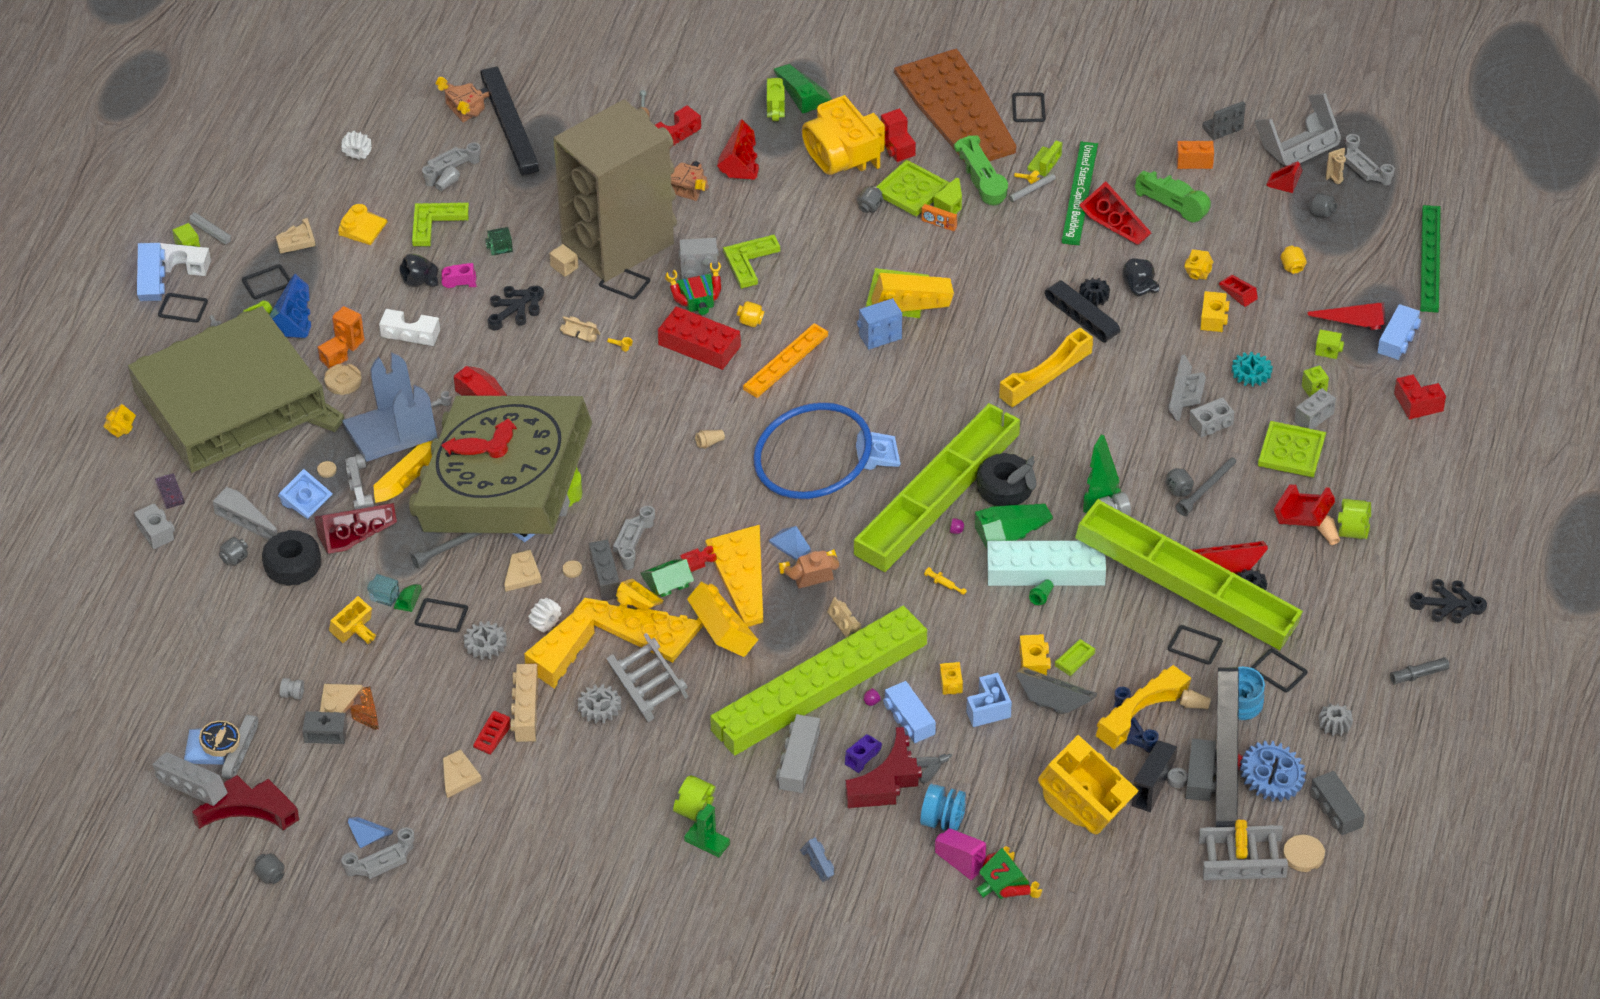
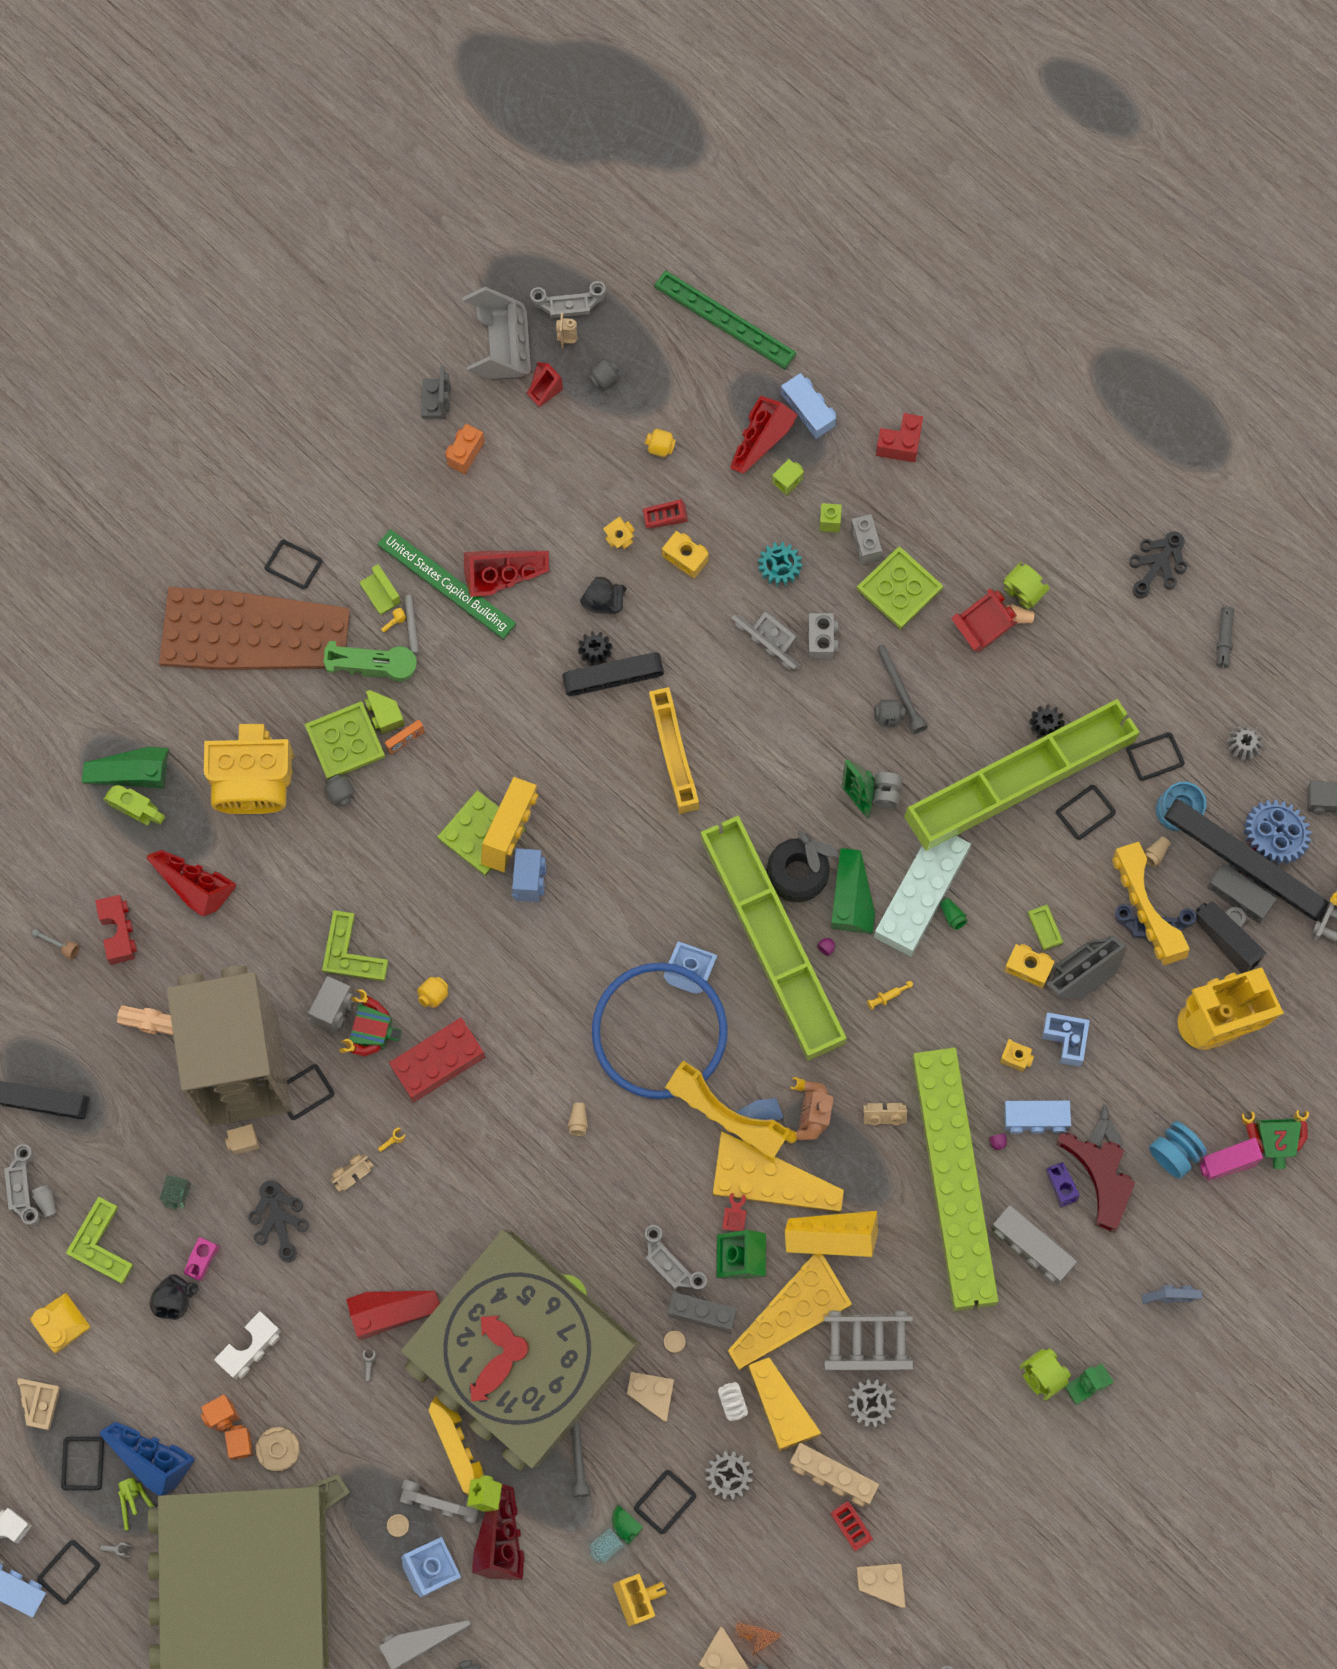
camera: 60 degrees left, 25 degrees up
(279, 559) = (490, 1621): black tyre -> none
(378, 495) = (484, 1494): none -> lime brick
(400, 417) = (384, 1433): sand blue piece -> none
(635, 594) = (757, 1297): yellow slope -> none
(689, 180) = (202, 954): nougat torso -> none
(778, 484) = (763, 1134): none -> yellow arch
(785, 360) = (511, 990): light orange tile -> none
(896, 138) = (275, 716): red brick -> none
(1175, 194) = (511, 499): bright green piece -> none
(1235, 556) = (1005, 722): red wedge -> none

